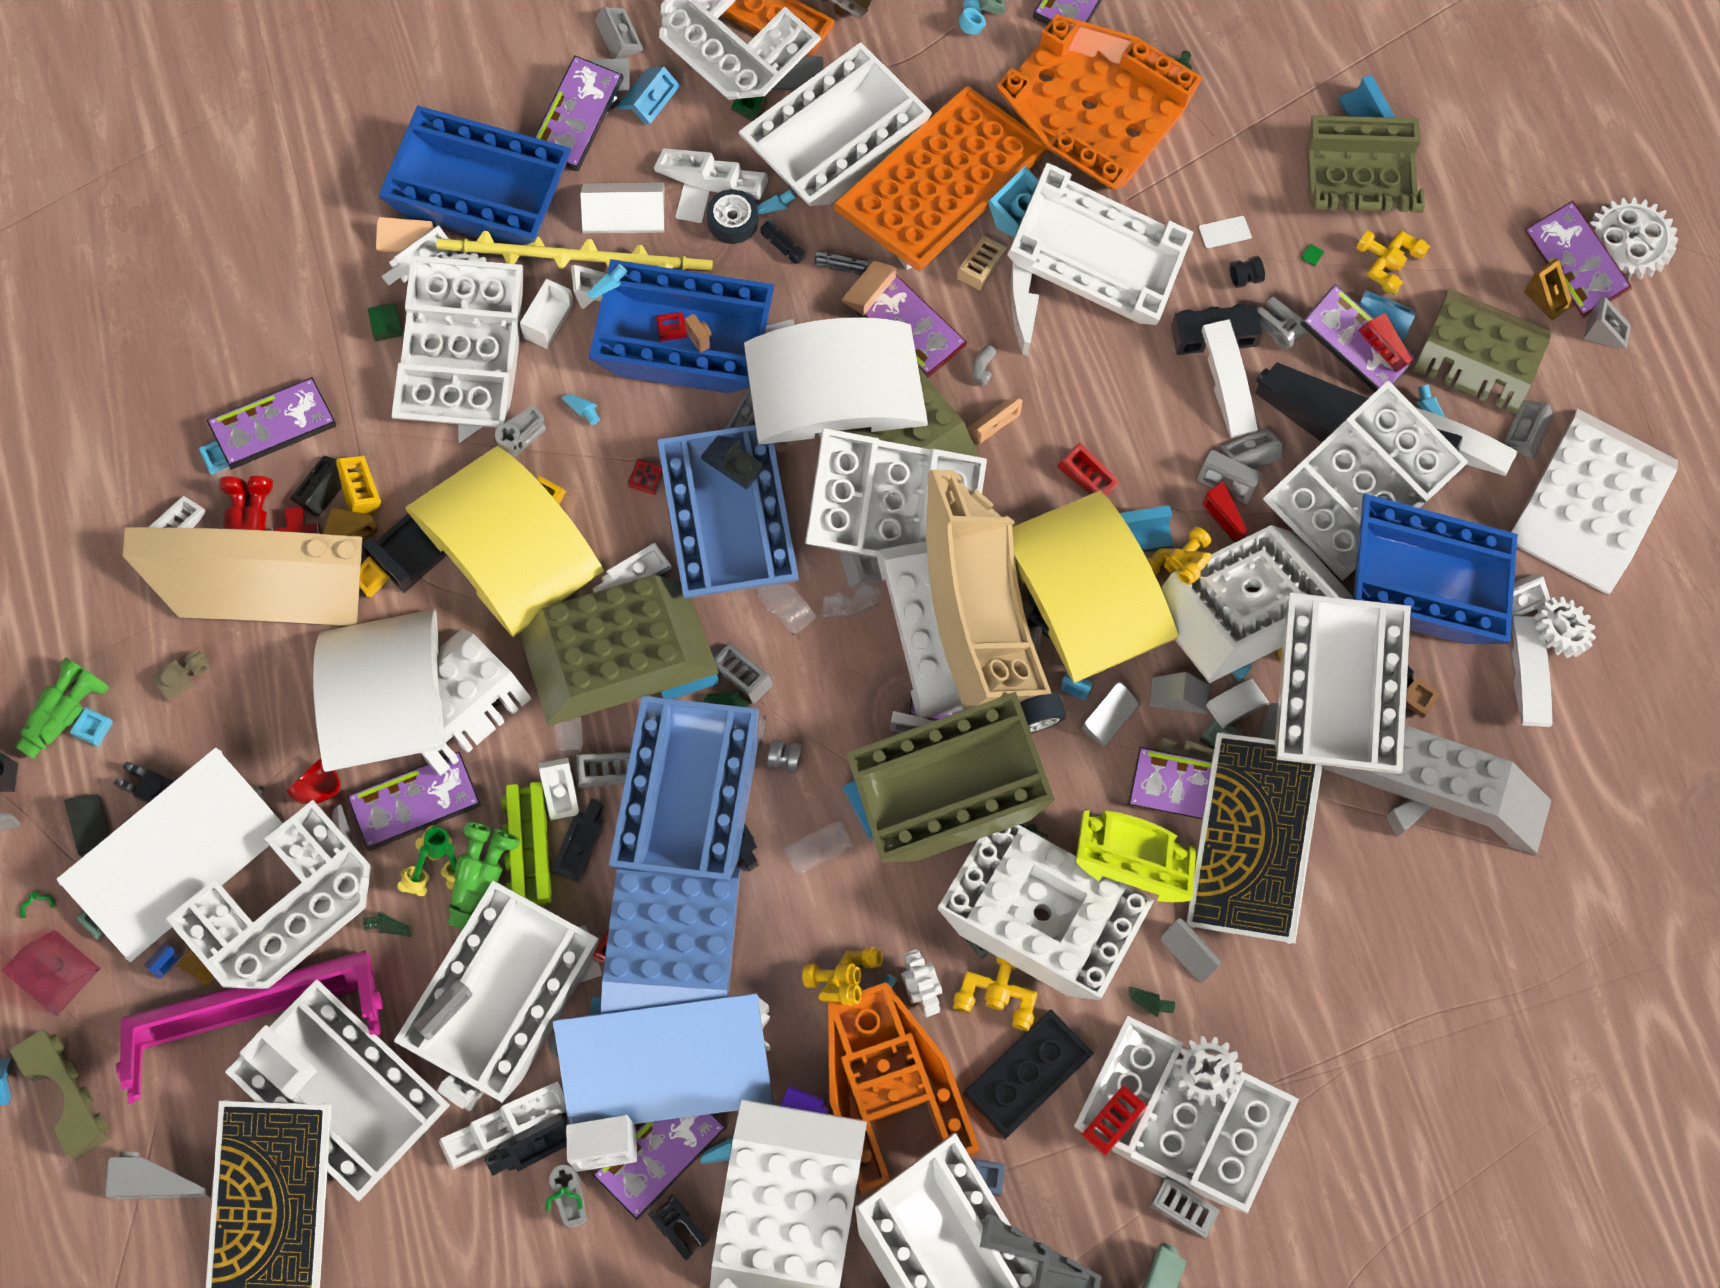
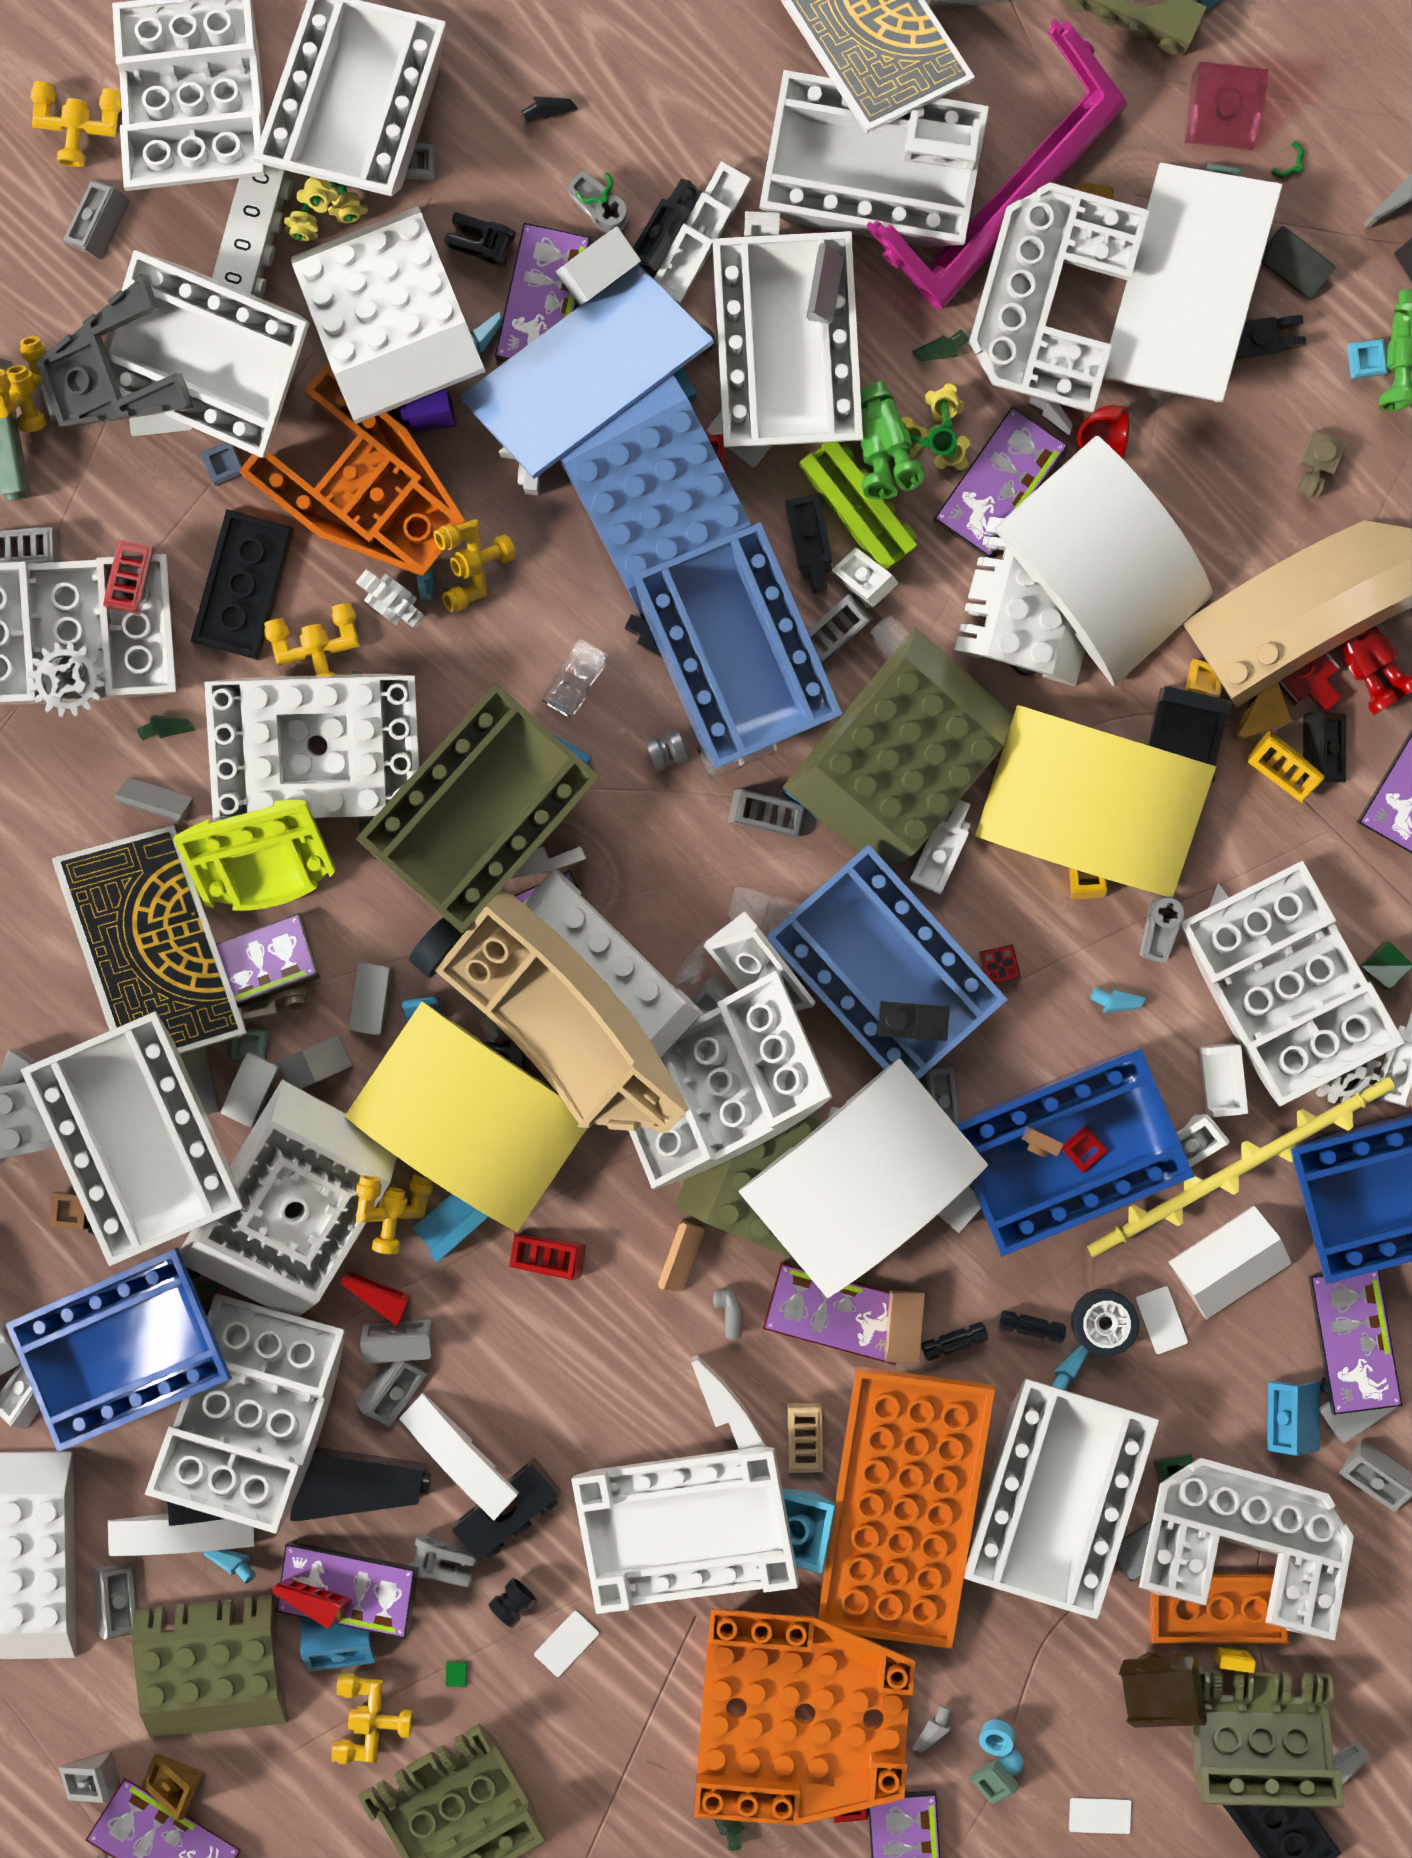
camera: 150 degrees right, 20 degrees up
(162, 960) = (1131, 182): blue slope -> none
(608, 282) = (1176, 1144): medium azure bar -> none
(704, 172) = (1162, 1359): white slope -> none
(726, 698) = (761, 775): clear green bar -> none
(817, 568) = (749, 956): none -> white slope
(1009, 49) = (934, 1729): none -> light grey bar

